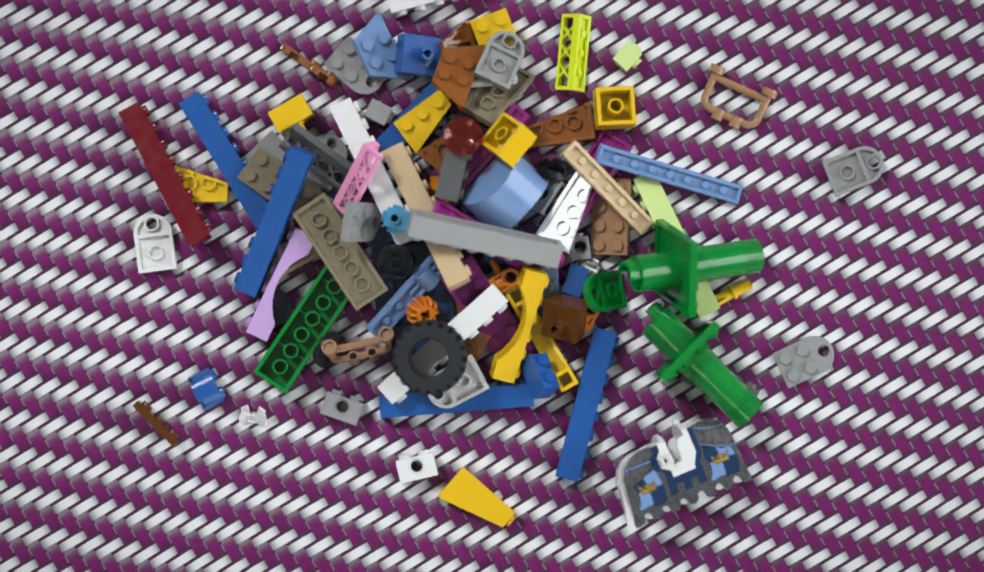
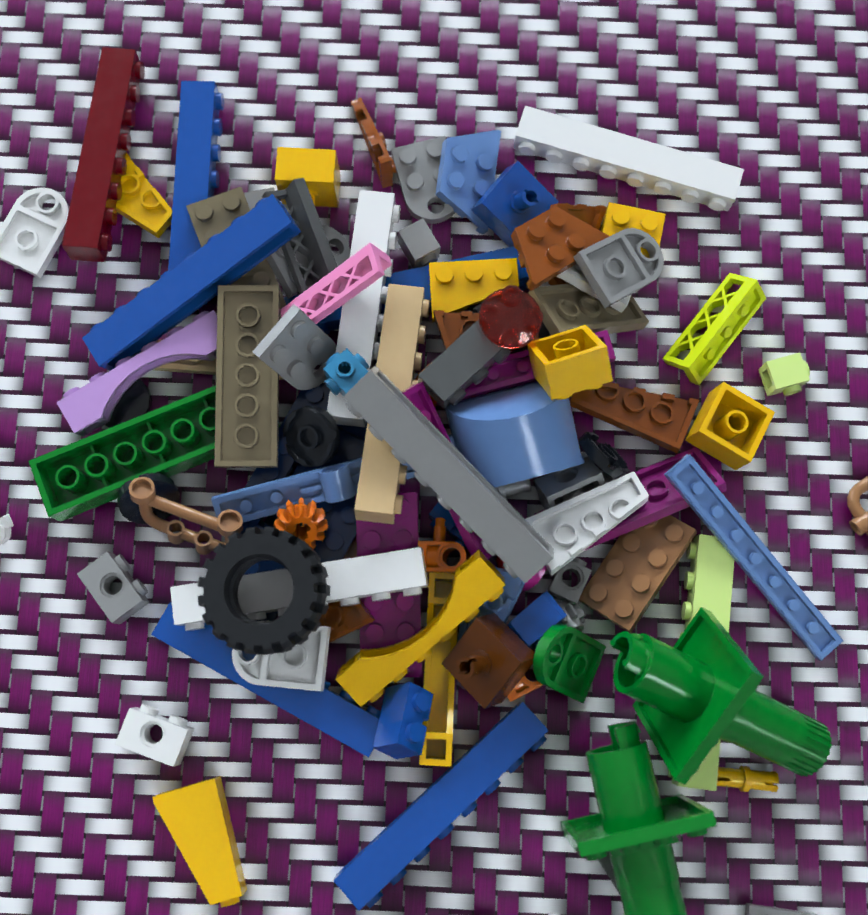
camera: 30 degrees right, 10 degrees down
(607, 187) = (661, 520): tan plate -> none

